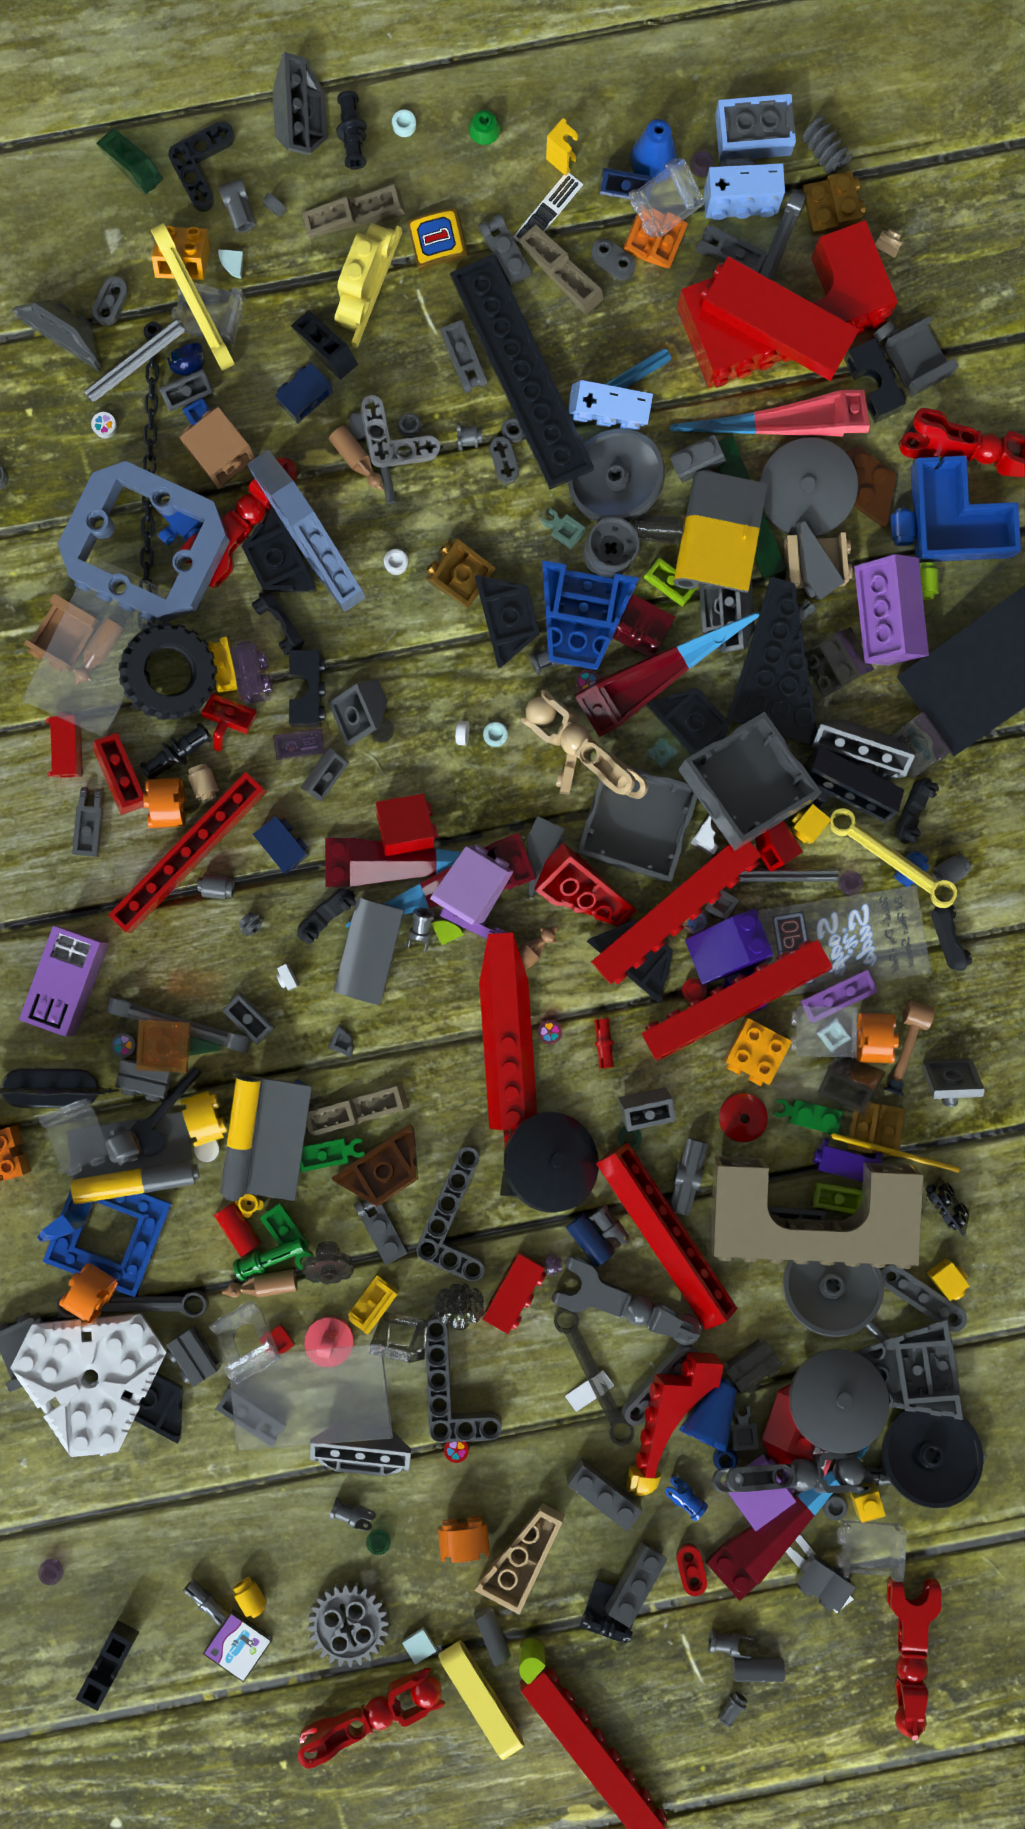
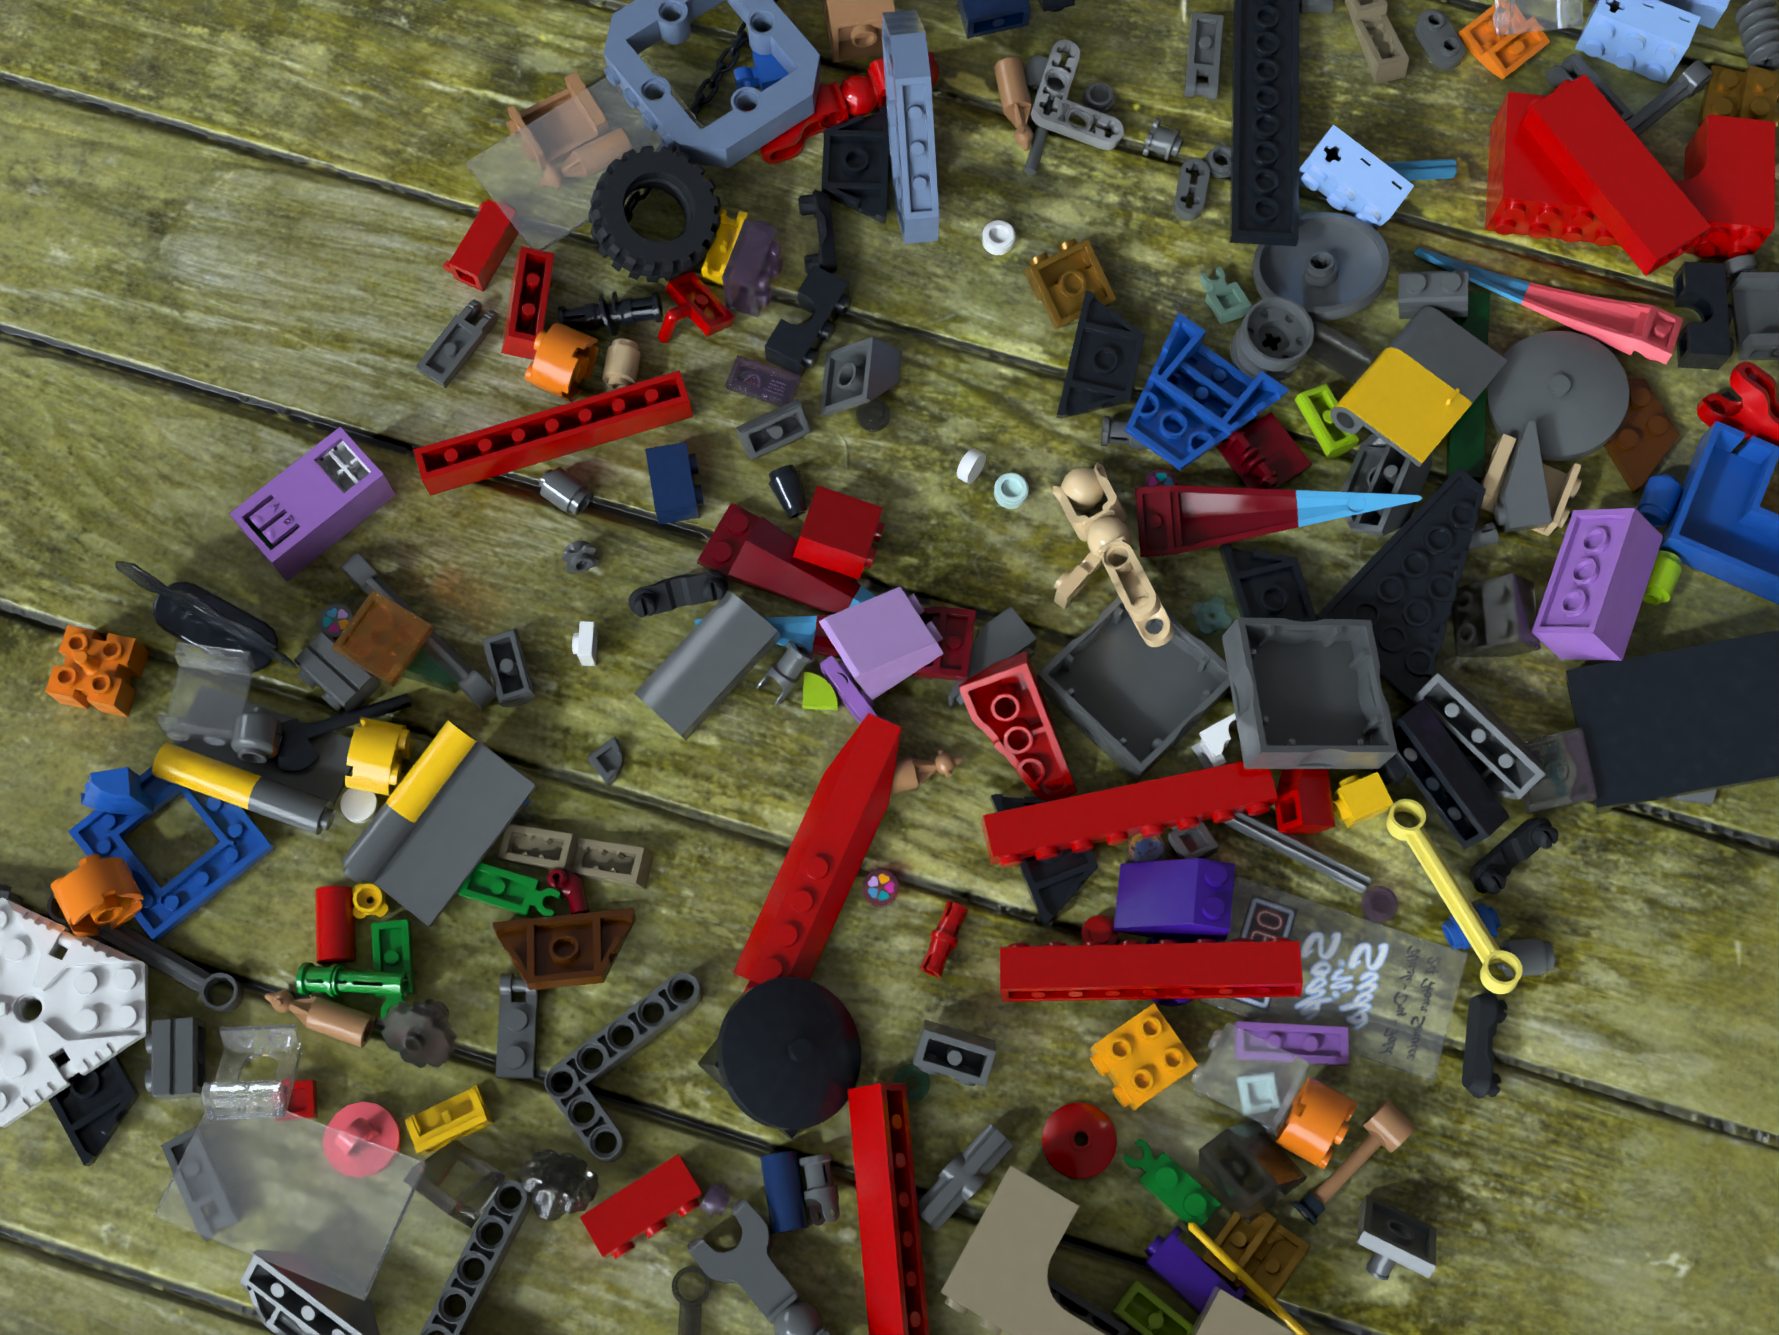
camera: 30 degrees right, 15 degrees down
(357, 810) = (788, 489): none -> black cone
(365, 1130) = (571, 887): none -> dark red arm

